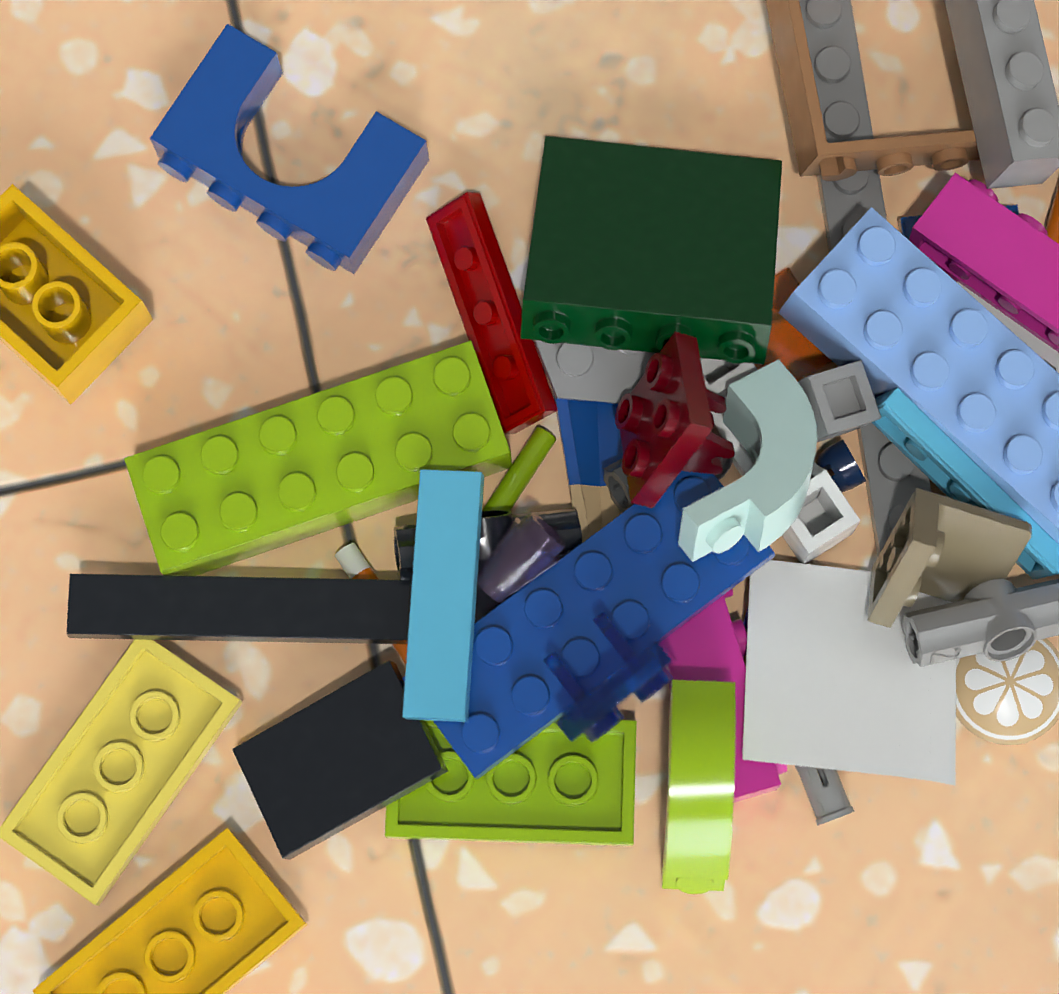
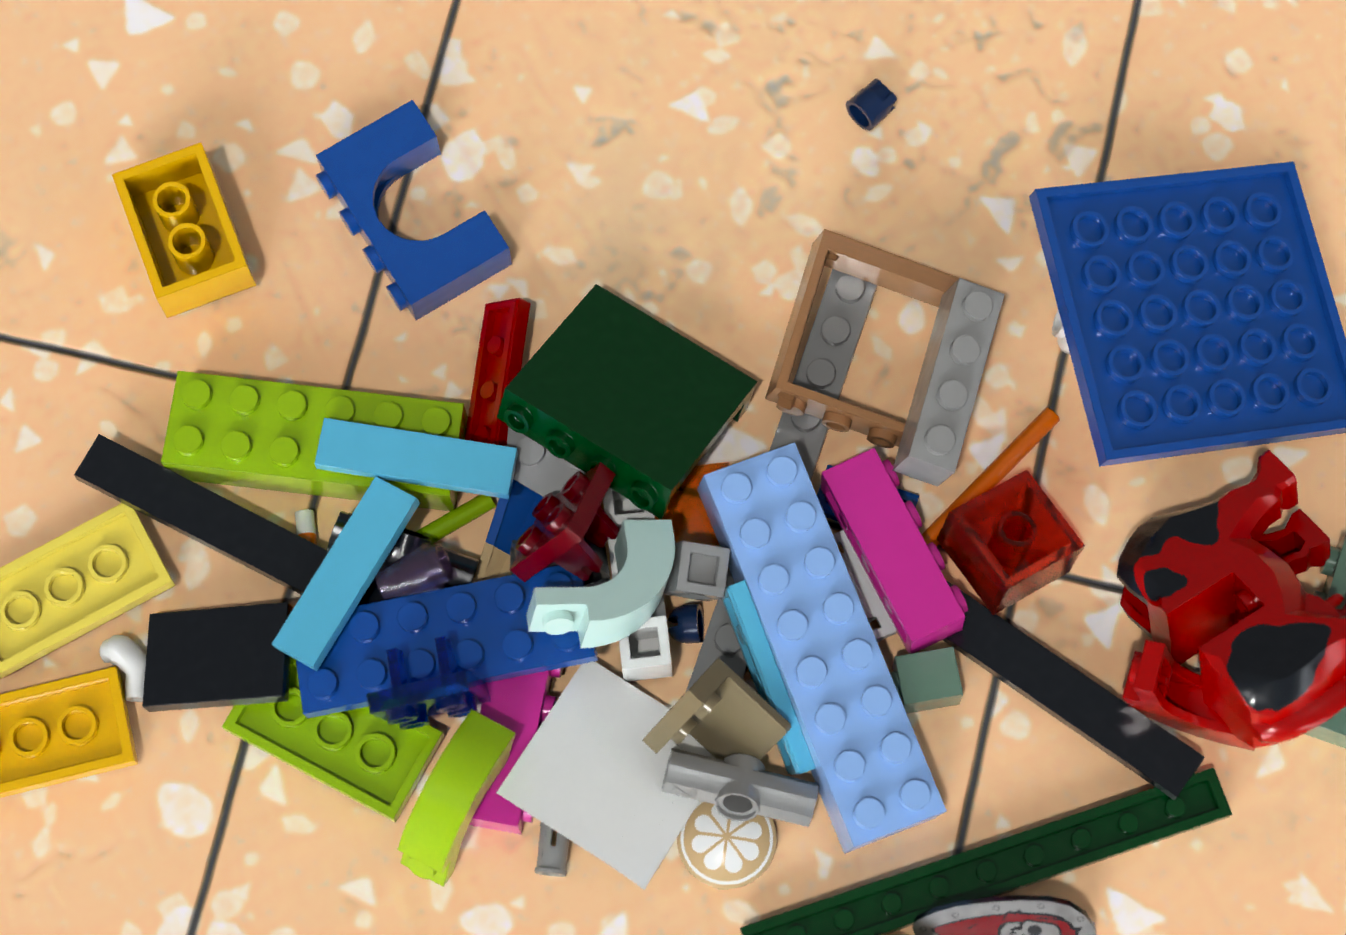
camera: 25 degrees right, 5 degrees down
(236, 811) = (131, 659): none -> white arm
(455, 427) = (416, 458): none -> medium azure tile

